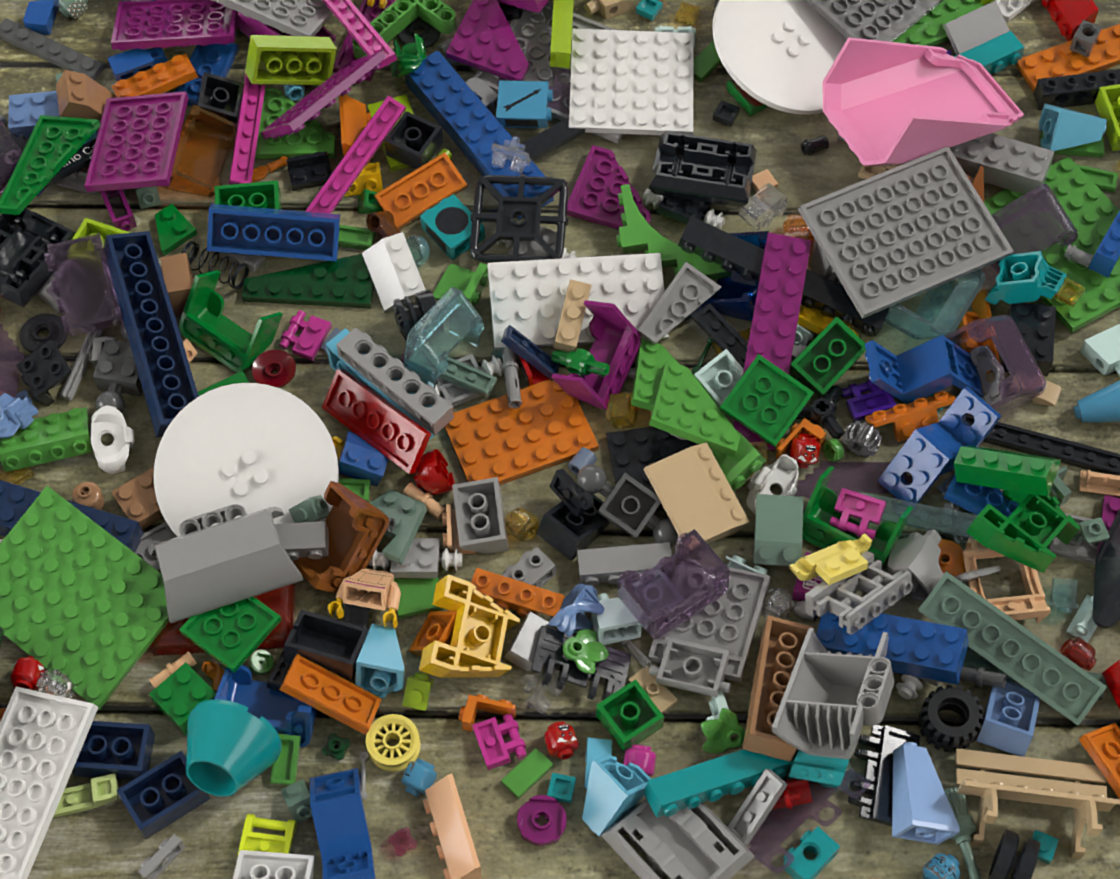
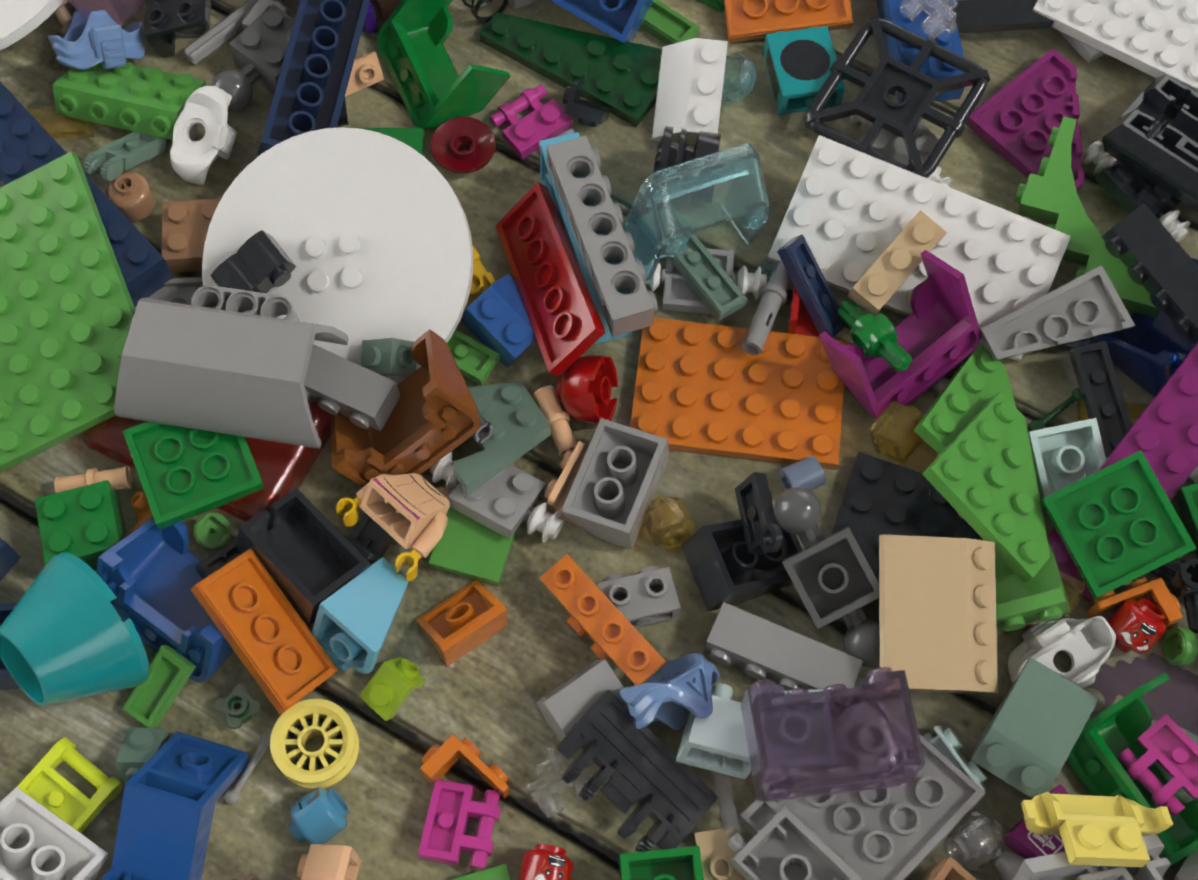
camera: 25 degrees right, 5 degrees up
(69, 474) = (123, 155): none -> sand green hinge
(200, 498) = (255, 266): none -> black brick
(335, 313) = (587, 112): none -> black bracket
(382, 223) = (712, 22): reddish brown piece -> none
(467, 281) = (778, 151): bright green bracket -> none
(476, 633) = (509, 653): yellow wedge -> none
(588, 650) = (656, 764): bright green plate -> none

